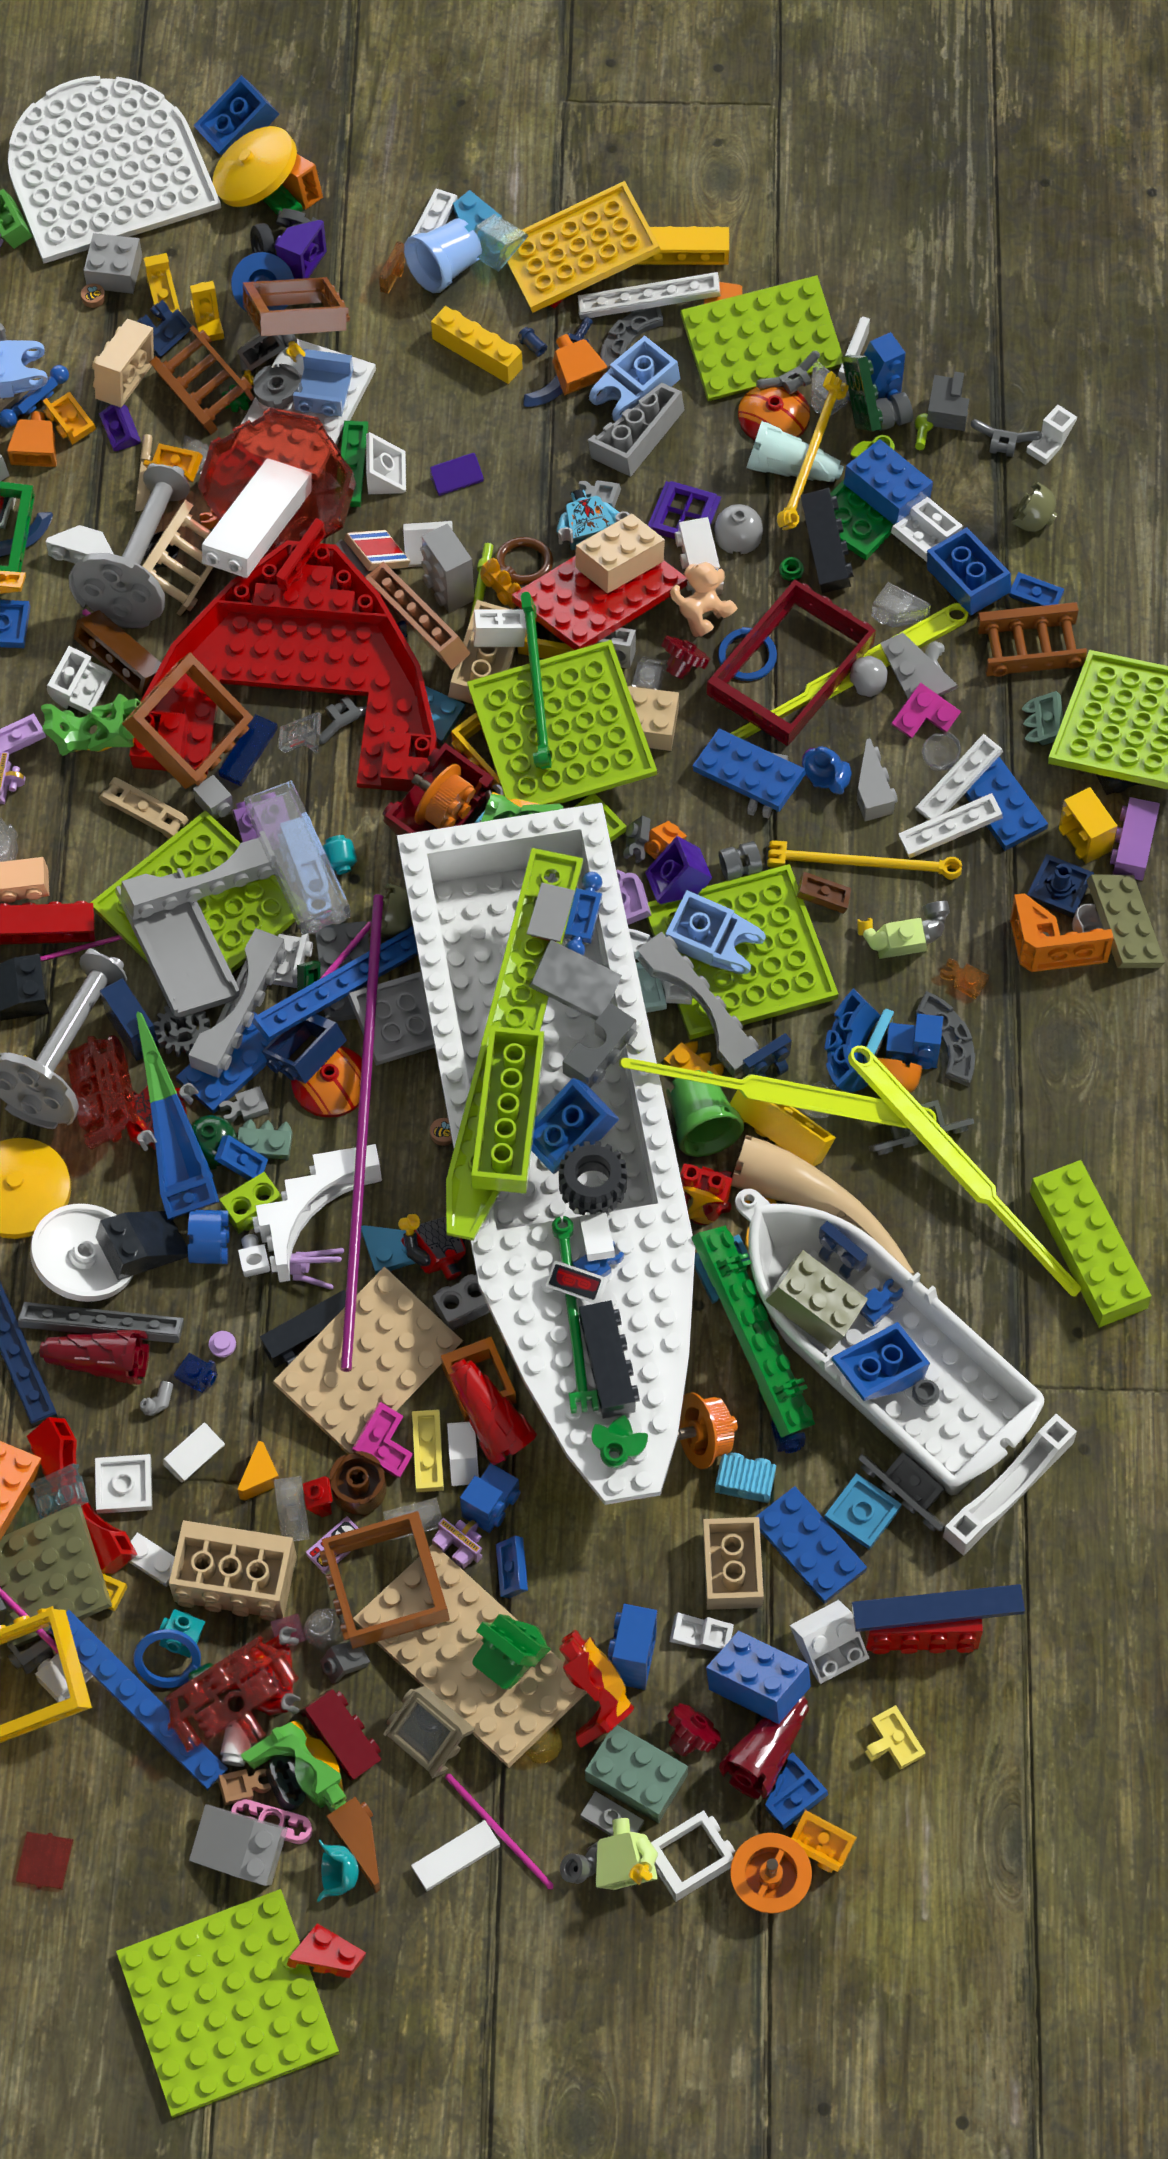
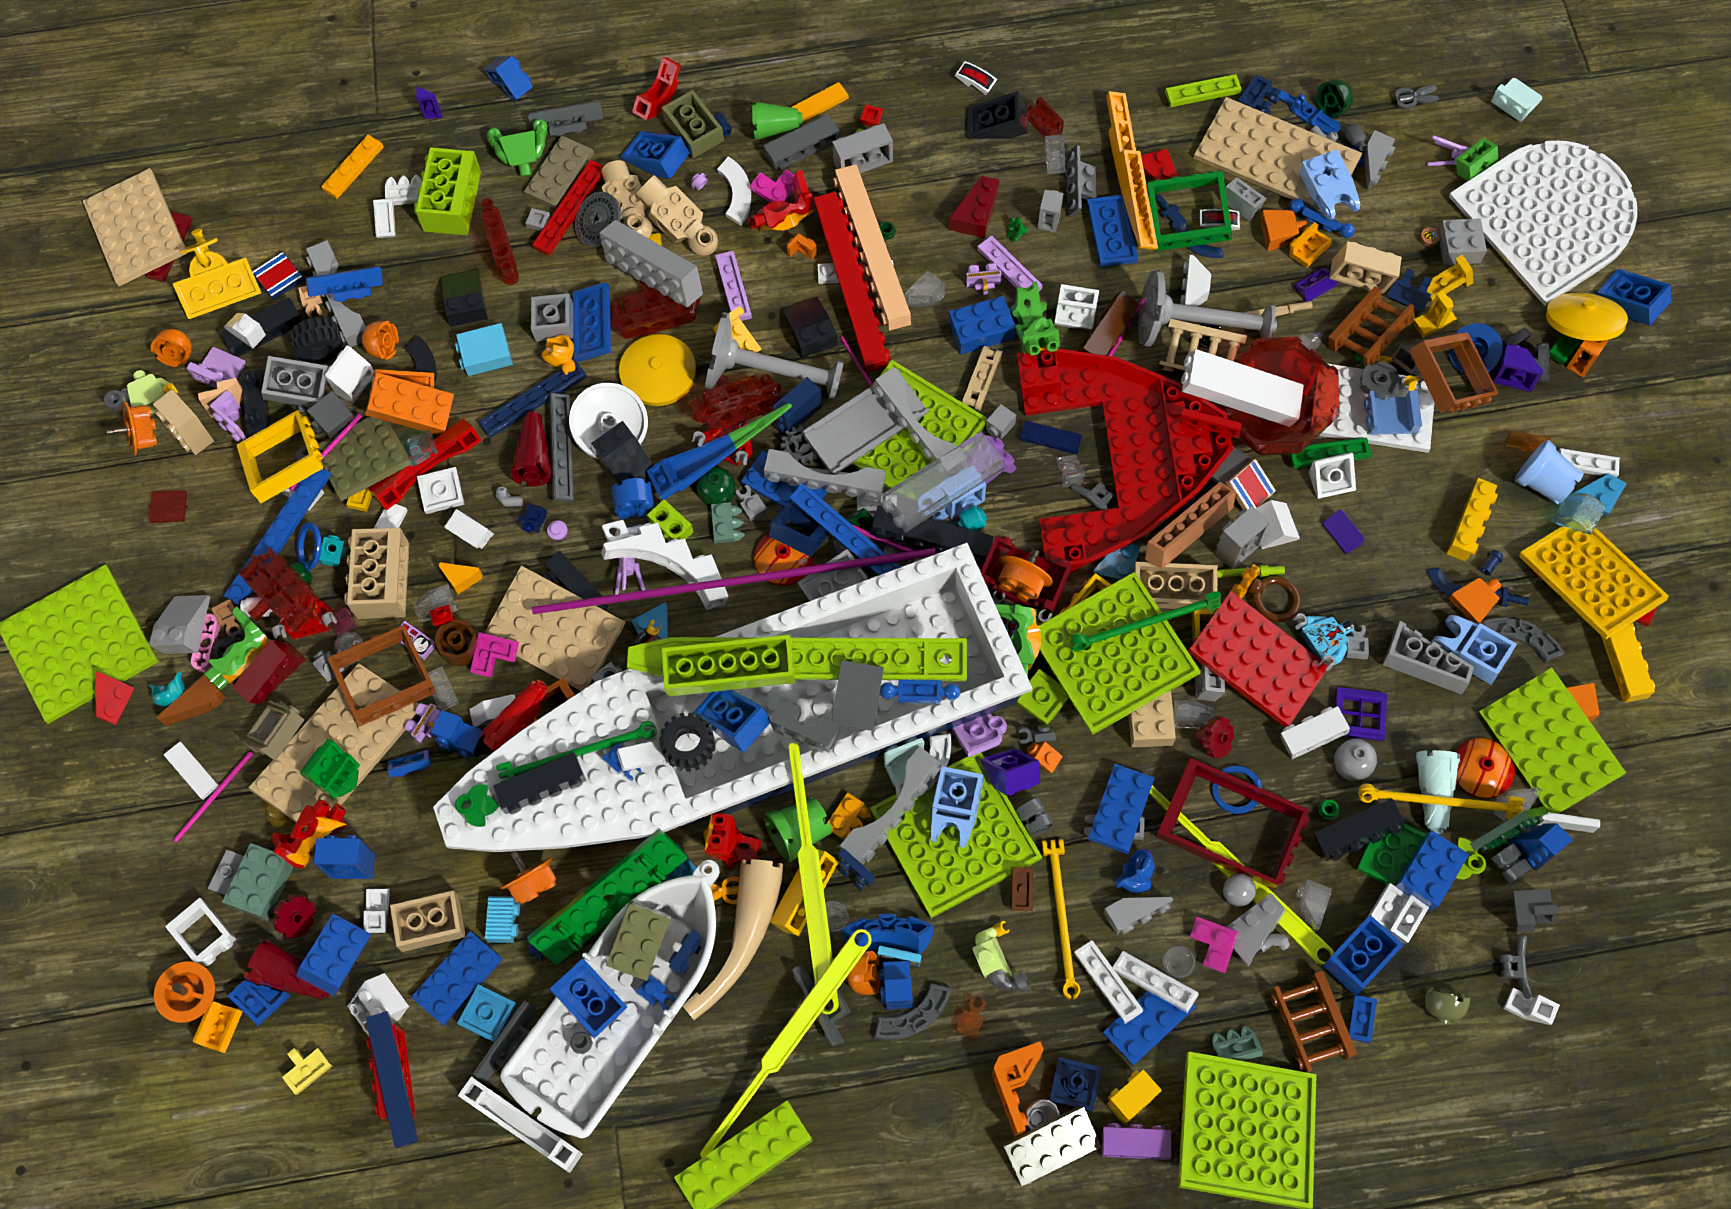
camera: 80 degrees right, 5 degrees up
(70, 791) = (982, 325): none -> blue brick
(159, 747) = (1061, 353): dark orange window -> none
(175, 456) = (1288, 323): light orange bracket -> none
(240, 1158) = (700, 507): blue plate -> none
(360, 883) = (932, 535): none -> black brick
(427, 1451) = (493, 686): light yellow plate -> none
(499, 628) = (1191, 583): white hinge -> none
(550, 912) = (908, 662): light grey piece -> none
(576, 1282) = (597, 748): slope -> none
(616, 1860) = (185, 883): yellowish green torso -> none
(619, 553) = (1291, 664): tan brick -> none
(649, 295) = (1565, 643): white tile -> none
(704, 580) = (1285, 736): light nougat animal -> none
(792, 379) = (1517, 774): dark grey piece -> none
(923, 427) = (1507, 895): lime bar -> none

